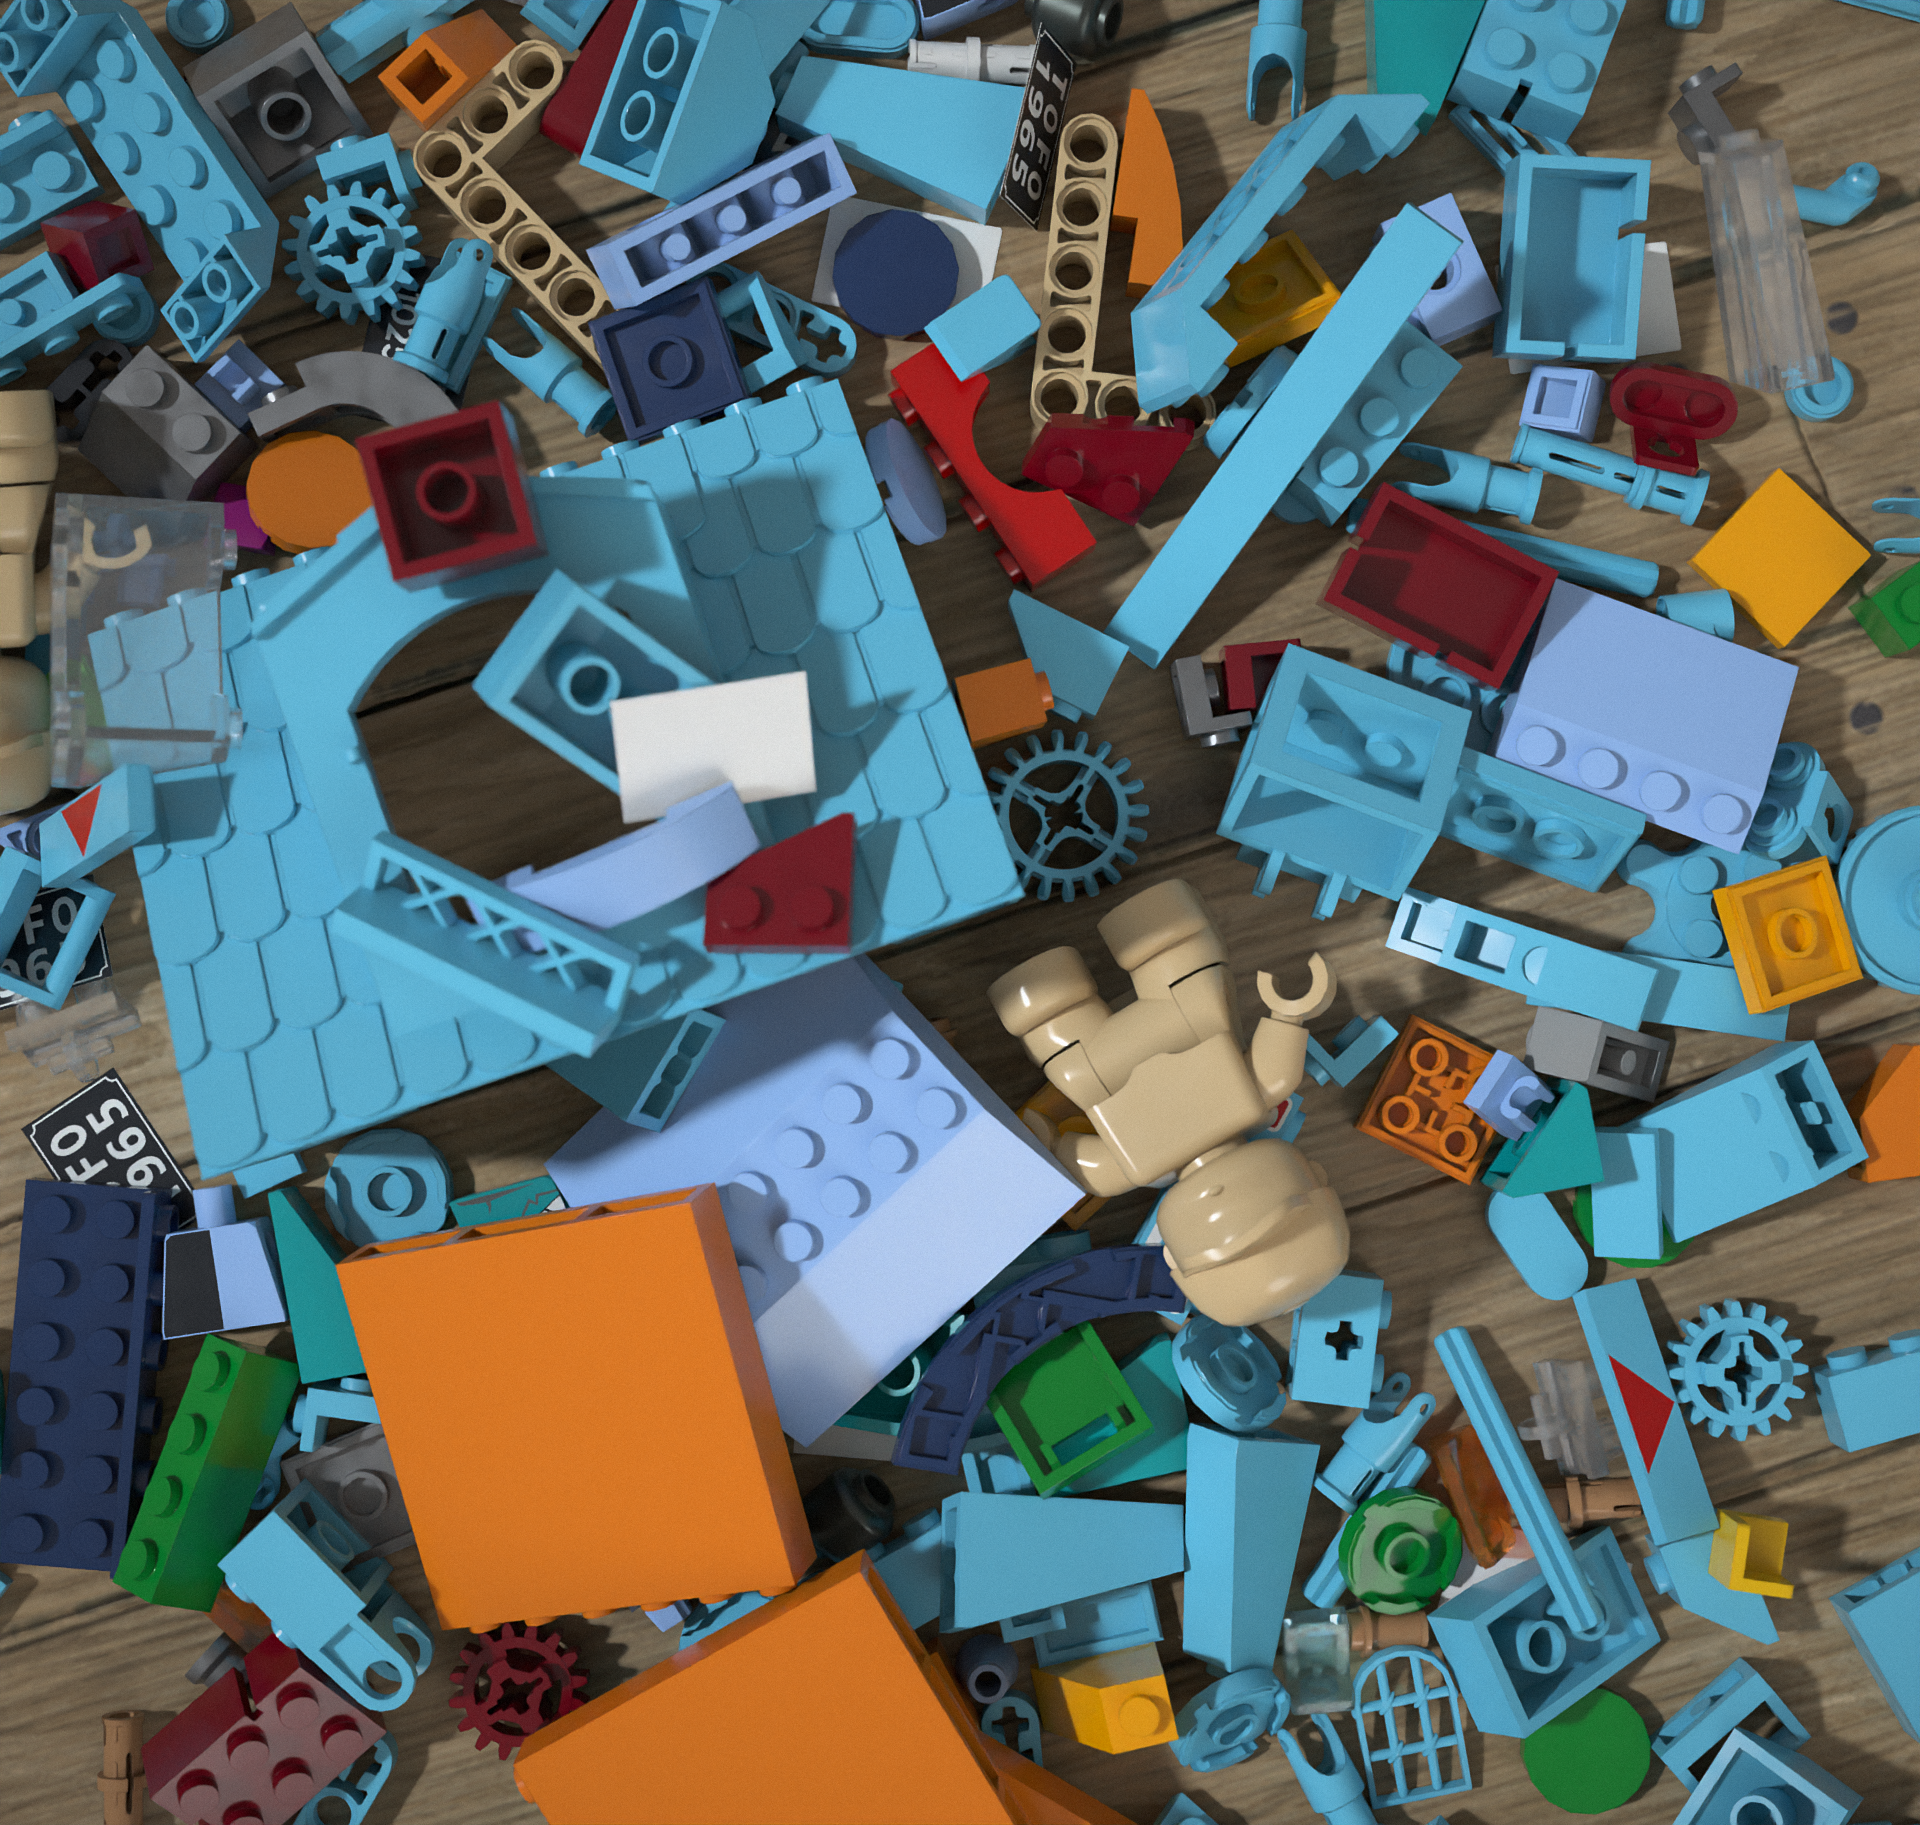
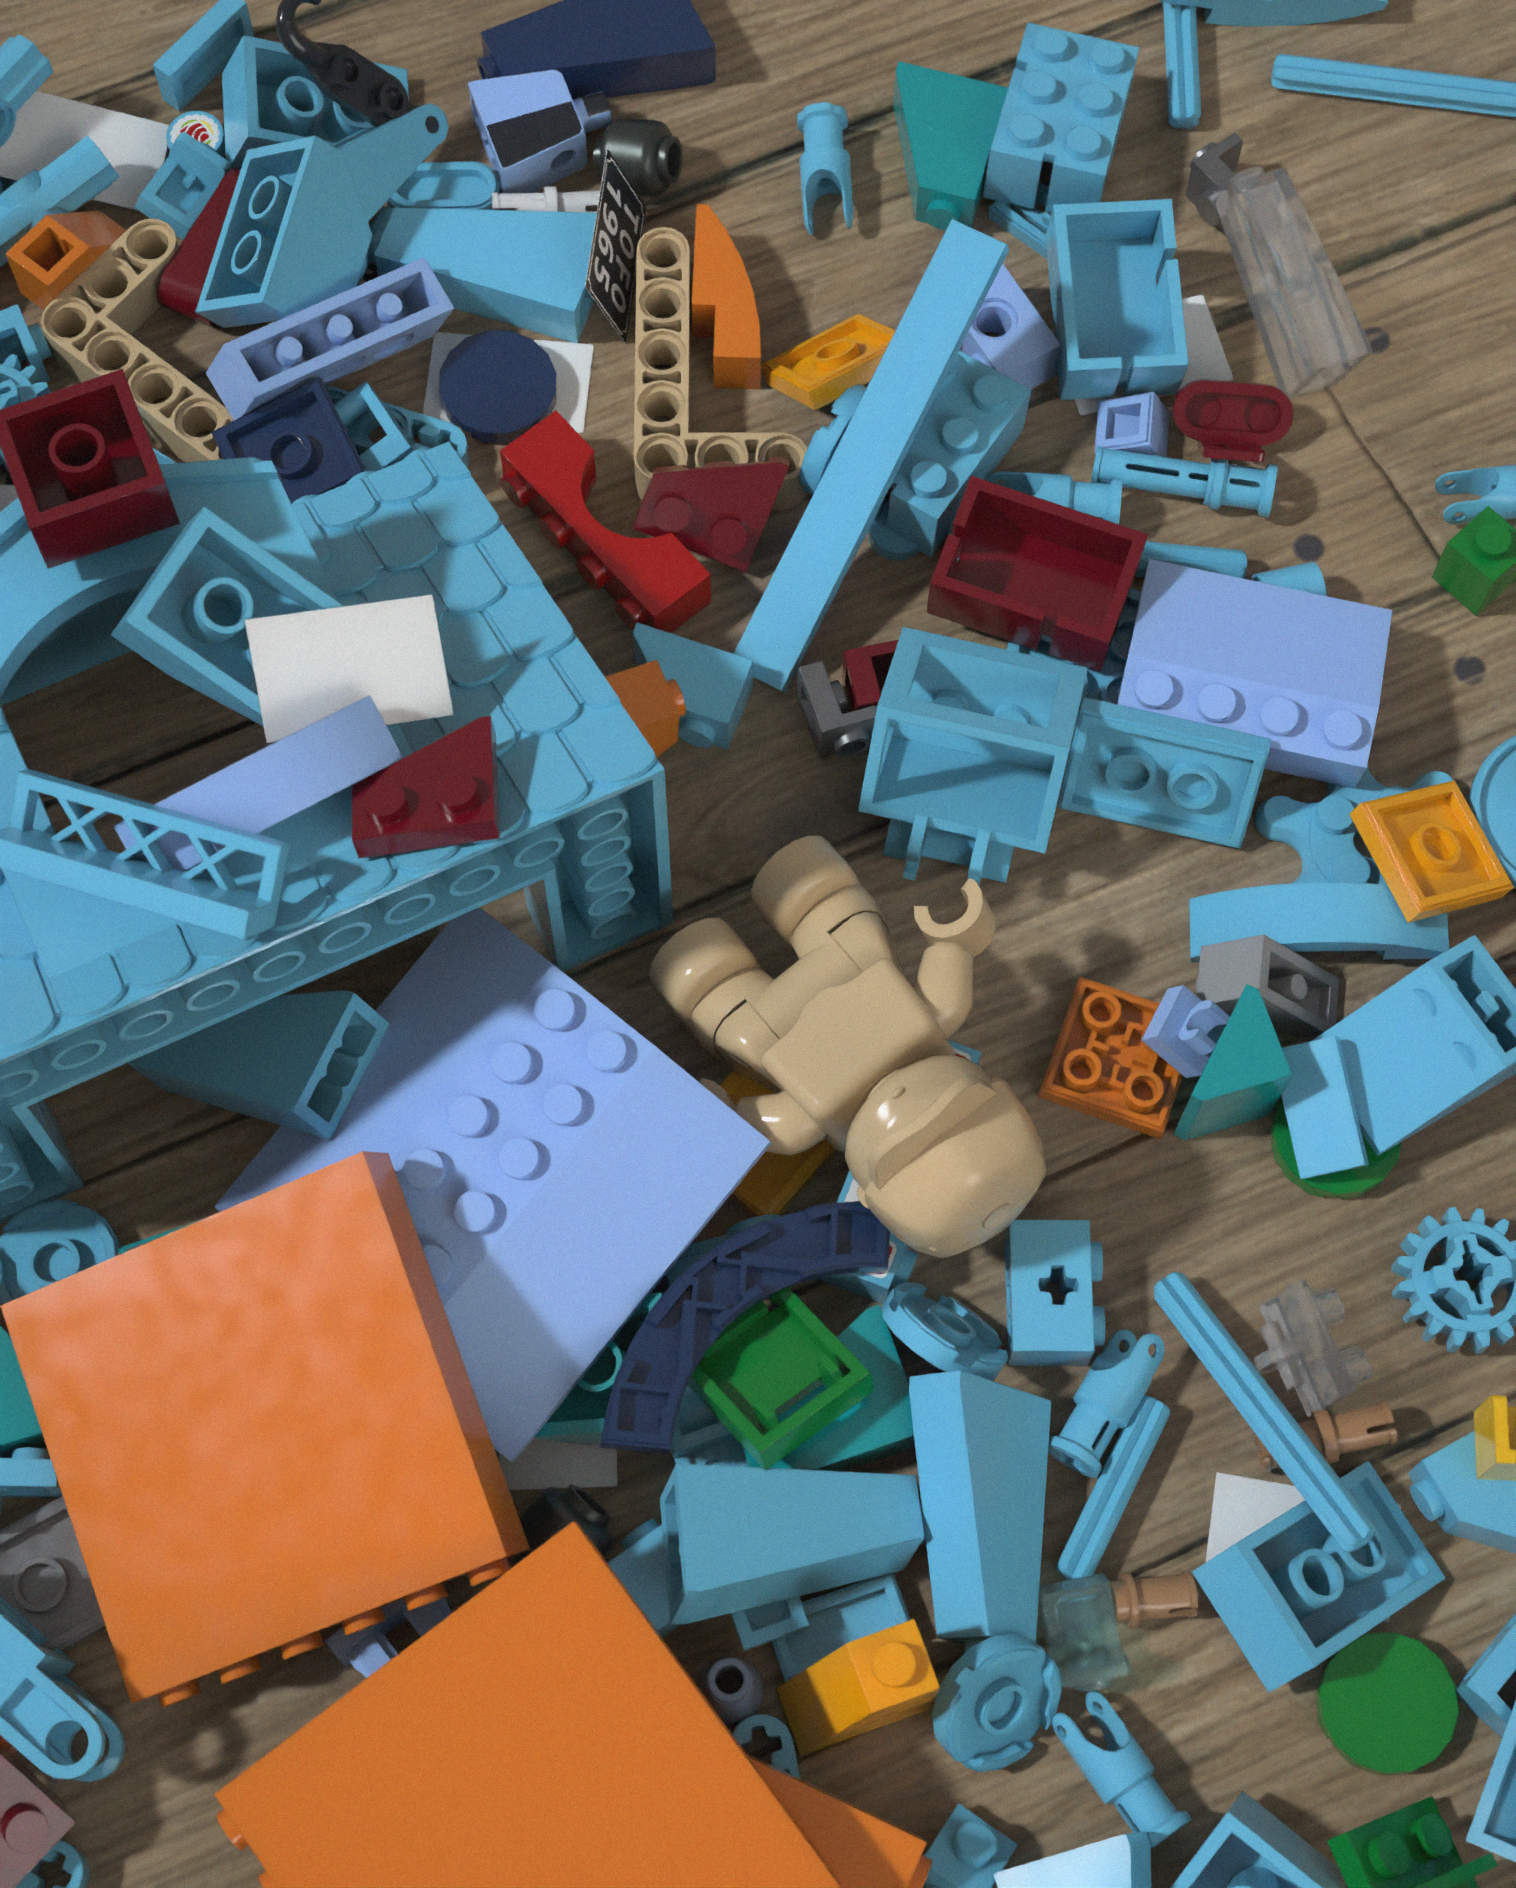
camera: 10 degrees left, 20 degrees down
(509, 1664) = (192, 1732): dark red gear -> none
(913, 491) = (528, 540): light blue tile -> none
(985, 329) = (587, 402): medium azure slope -> none
(1091, 769) = (730, 840): medium azure gear -> none
(1174, 338) = (883, 219): medium azure slope -> none
(1357, 1046) = (1027, 1012): medium azure bracket -> none
(1397, 1749) = (1184, 1725): medium azure window -> none
(1400, 1550) = (1152, 1506): green tile -> none
(1473, 1494) = (1218, 1444): clear orange slope -> none
(1522, 959) = (1176, 894): medium azure slope -> none
(1537, 1244) = (1240, 1182): medium azure tile -> none
(1645, 1411) = (1382, 1326): medium azure tile -> none
(1779, 558) = (1358, 536): light orange tile -> none
(1796, 806) = (1410, 733): medium azure bracket -> none
(1824, 399) = (1365, 396): medium azure tile -> none
(1842, 198) = (1356, 239): medium azure arm -> none

